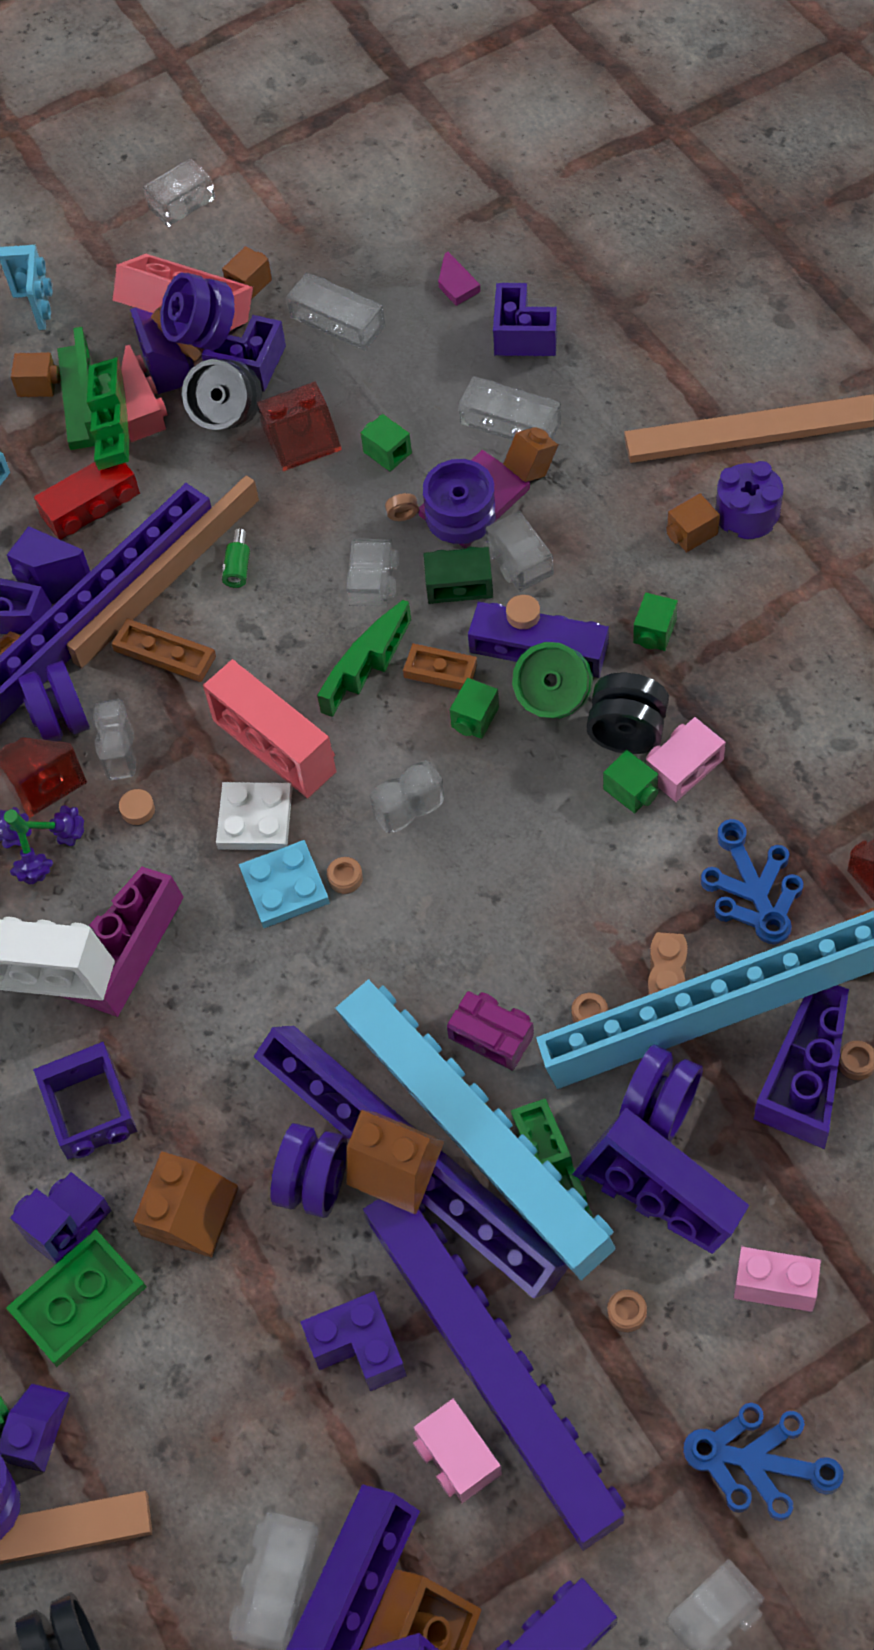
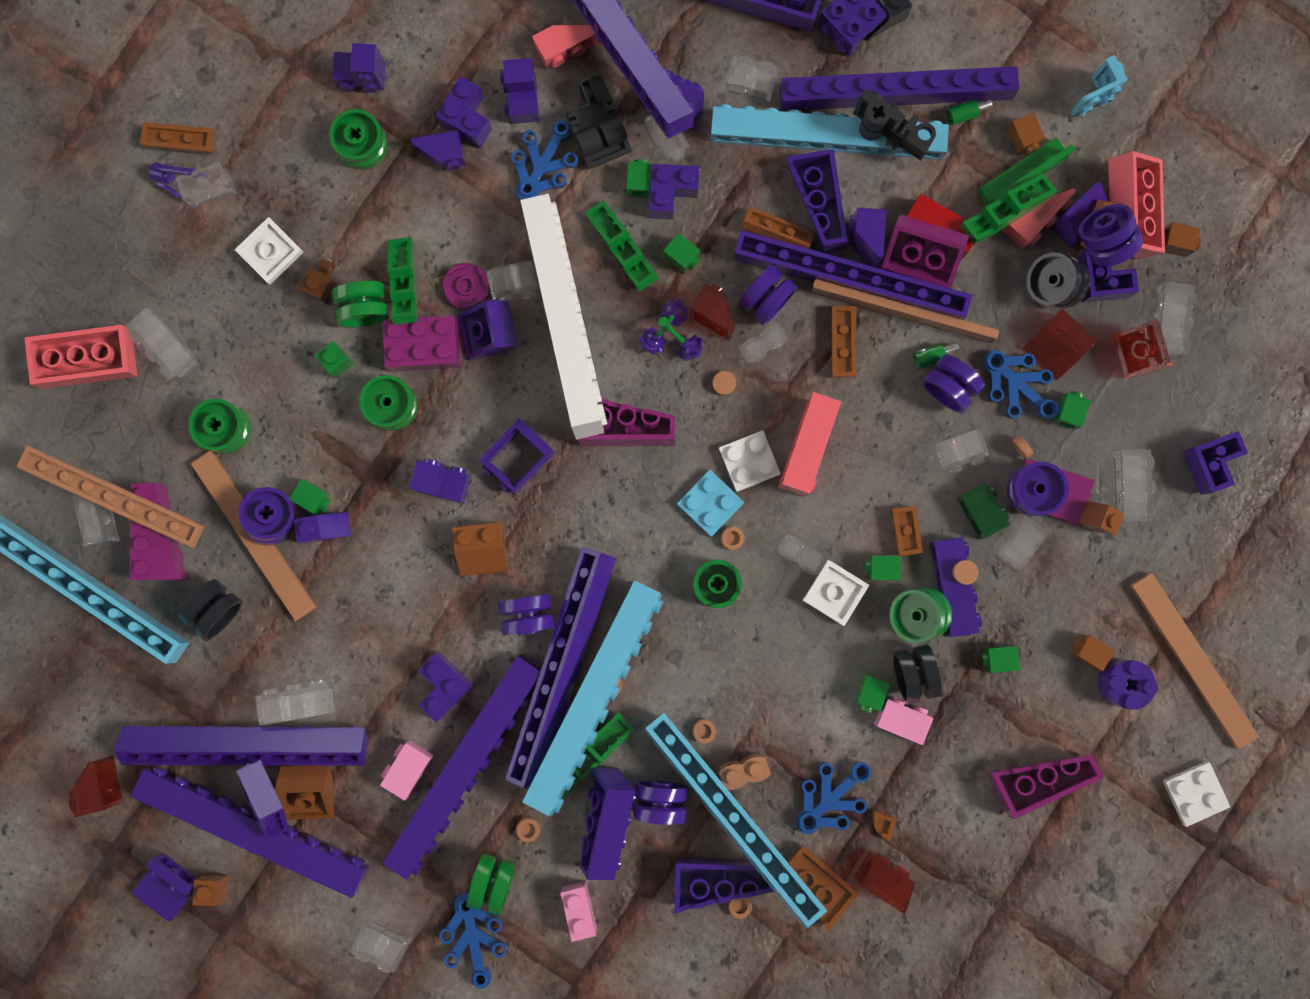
camera: 60 degrees right, 25 degrees up
(76, 1297) = (402, 513): green plate -> none
(105, 510) = (925, 251): none -> magenta brick
(179, 192) = (1234, 150): clear brick -> none
(282, 543) = (953, 383): none -> dark purple wheel
(323, 487) = (1016, 382): none -> blue plant
(351, 340) = (1142, 350): none -> clear red slope
(370, 651) = (900, 480): green slope -> none
(391, 1160) = (548, 665): dark orange slope -> none
(393, 909) = (723, 571): none -> green brick
(456, 281) = (1239, 392): magenta tile -> none
(479, 777) = (835, 592): none -> white plate
(491, 1029) = (663, 678): magenta brick -> none
(683, 1383) = (490, 884): none -> green wheel
(816, 837) = (883, 824): none -> dark orange tile
(833, 640) = (1037, 784): none -> magenta wedge

